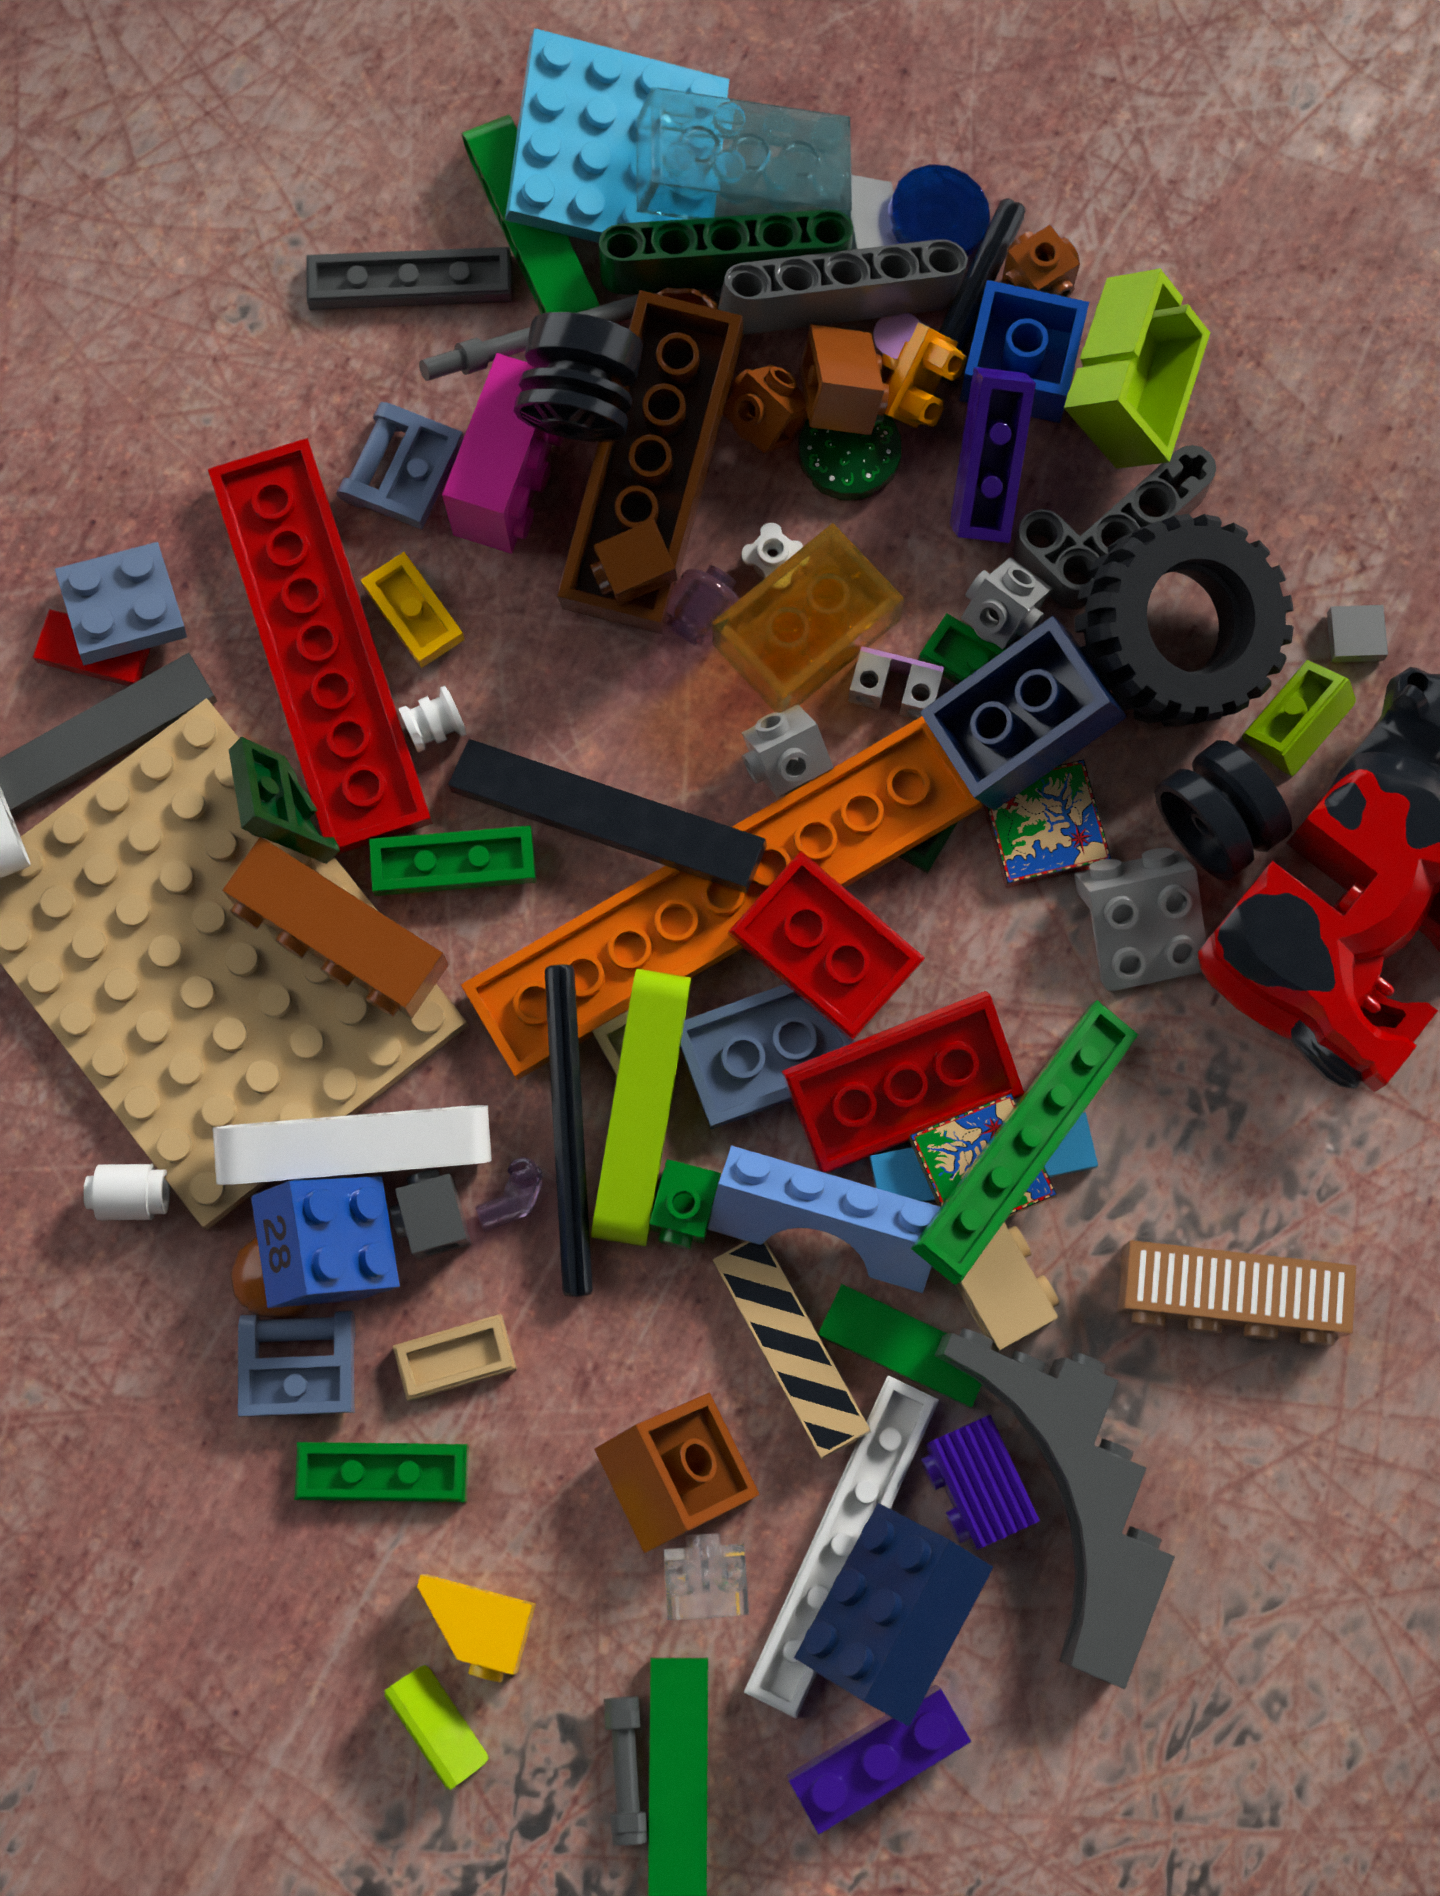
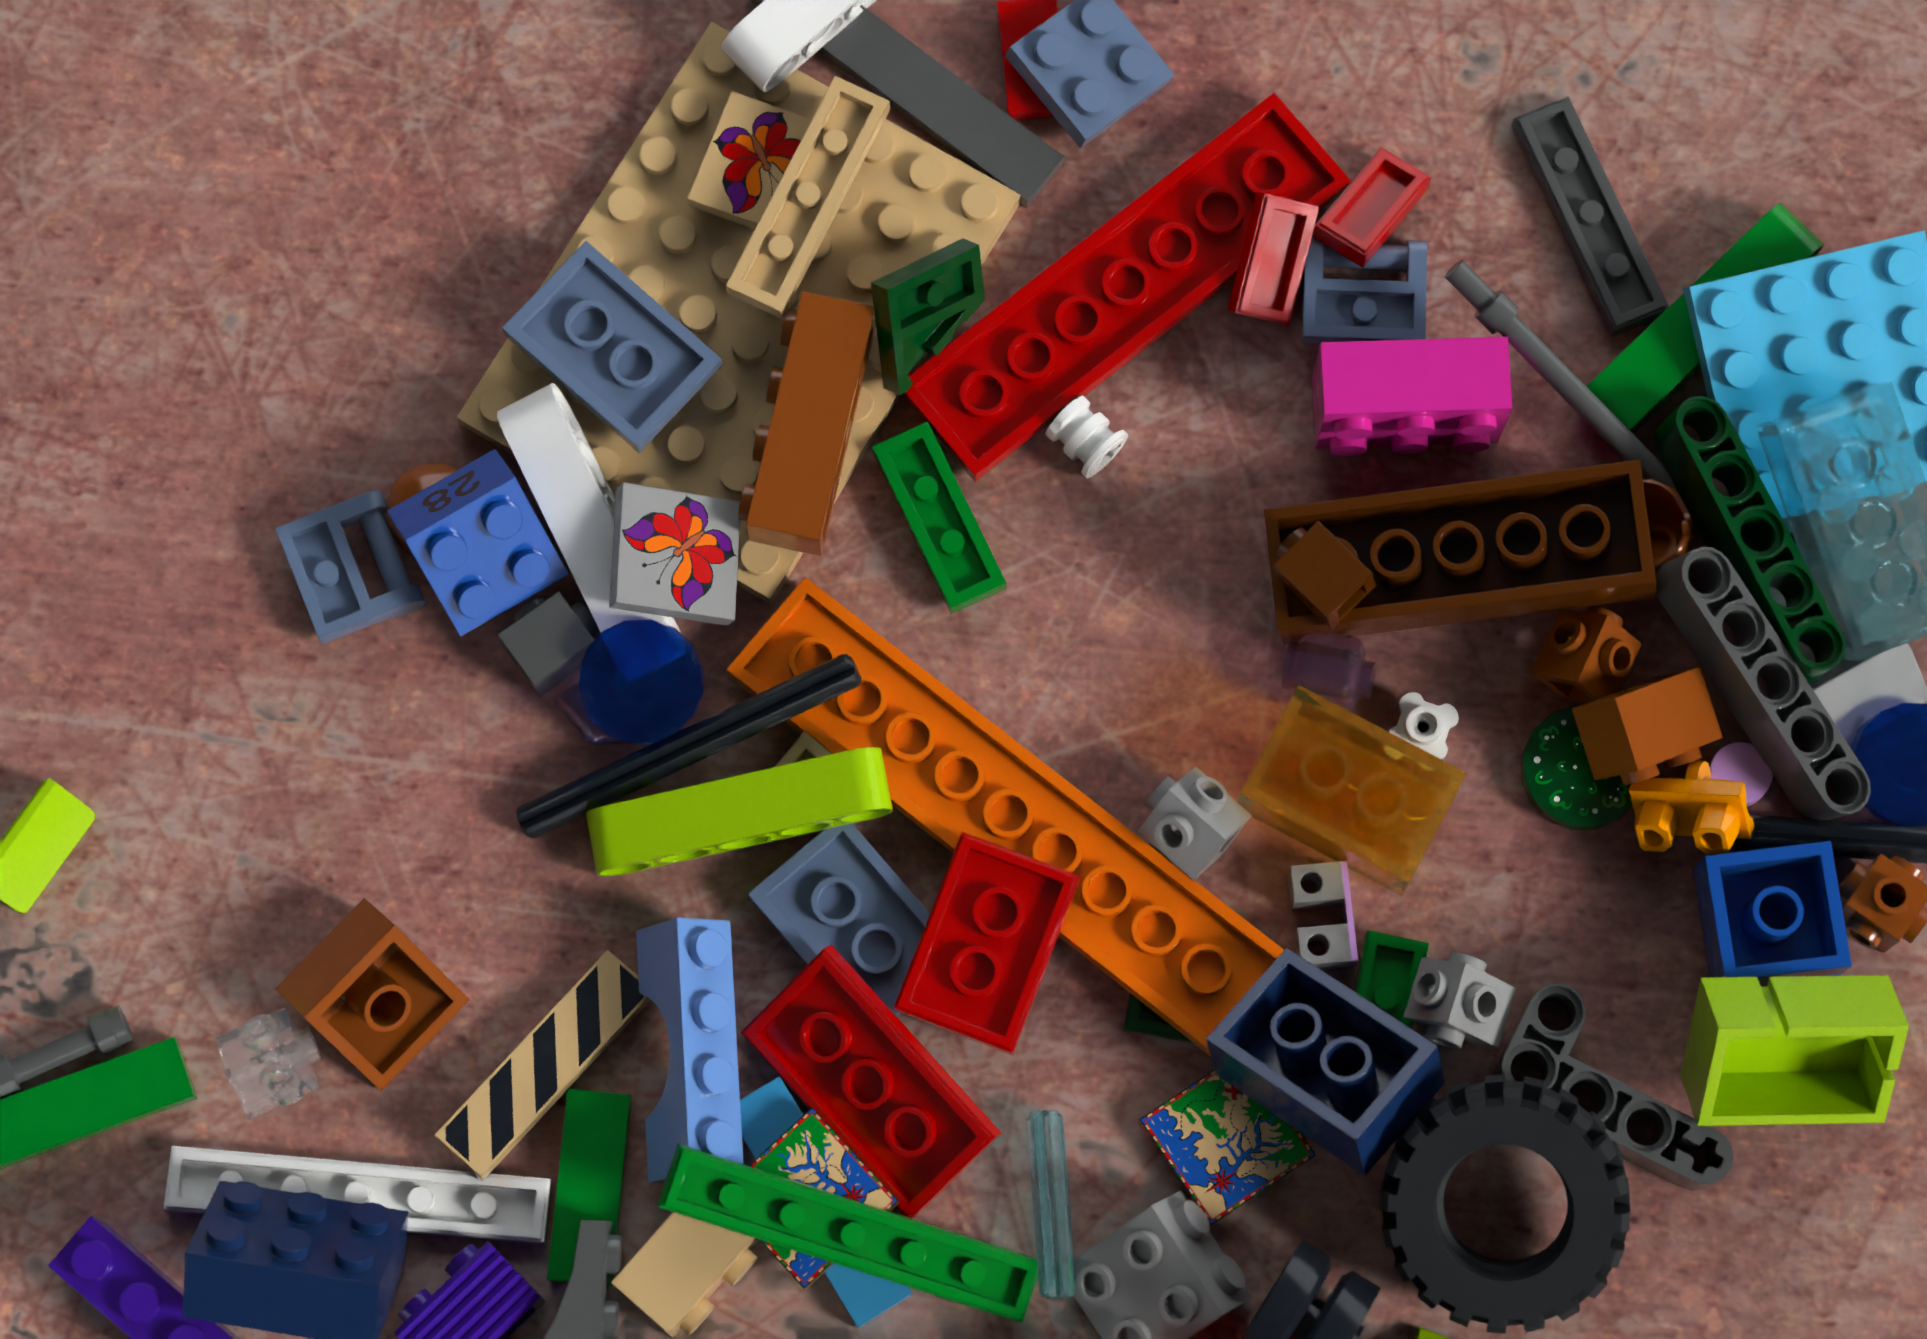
camera: 70 degrees right, 0 degrees up
(97, 888) = (746, 159): none -> tile
(127, 1192) = (464, 328): white brick -> none
(141, 858) = (808, 197): none -> tan plate
(199, 1069) = (612, 346): none -> sand blue plate
(335, 432) = (1371, 207): none -> red tile
(346, 519) = (1273, 258): none -> tile
(381, 1472) = (272, 696): green tile -> none
(403, 1078) = (675, 554): none -> light grey tile
(412, 609) = (1202, 367): yellow plate -> none
(454, 1357) = (414, 724): tan tile -> none
(479, 1625) = (149, 849): yellow slope -> none
(500, 1146) = (641, 681): none -> clear blue tile
(578, 377) = (1498, 431): black wheel -> none
(608, 815) = (1047, 660): black tile -> none
(684, 1204) = (652, 894): green brick -> none
(992, 454) = (1619, 919): dark purple brick -> none
(1052, 976) = (1051, 1205): none -> clear light blue axle

